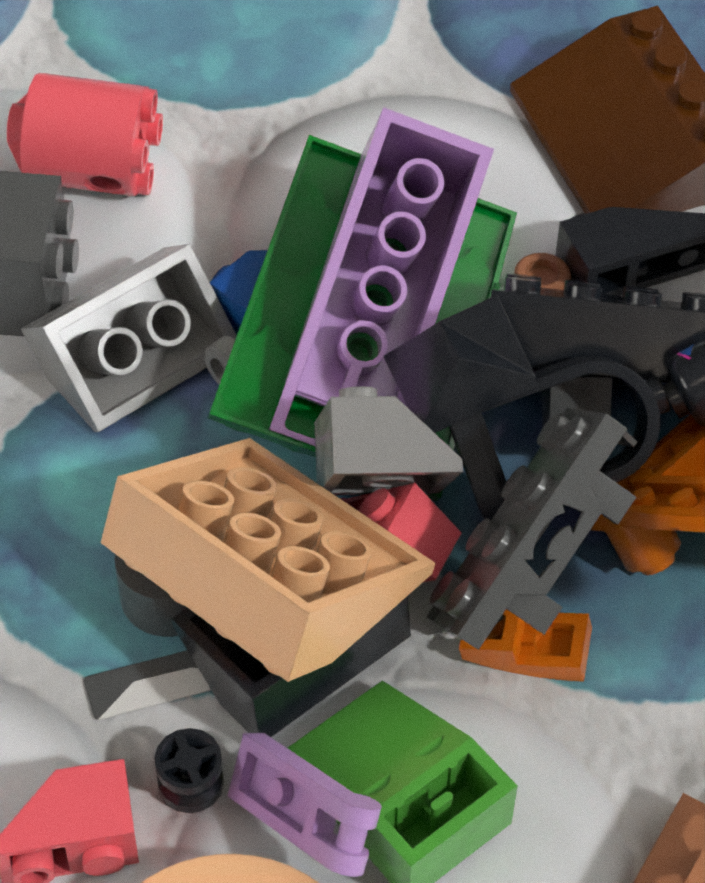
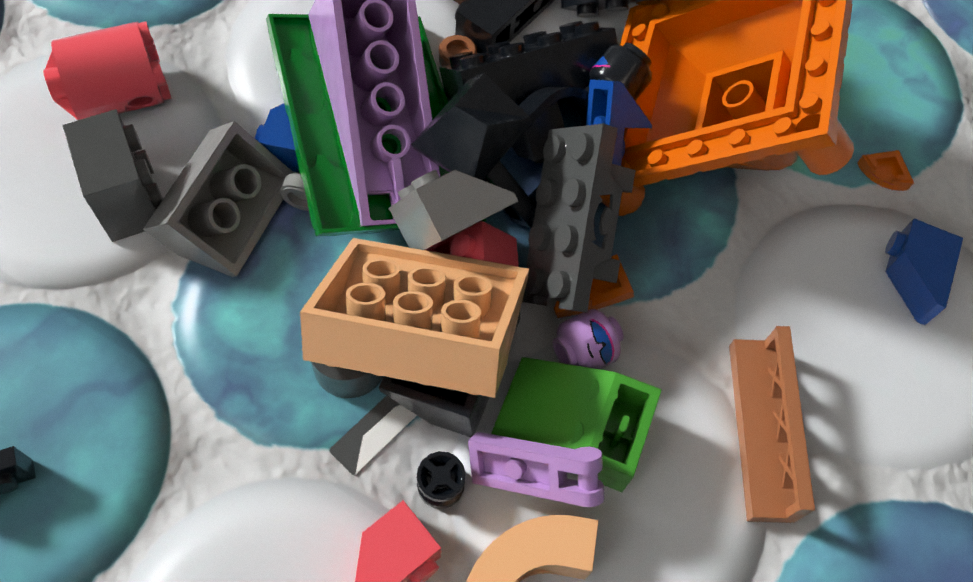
camera: 35 degrees left, 10 degrees up
(477, 696) = (588, 340): none -> lavender head
(652, 417) = (613, 105): none -> blue slope

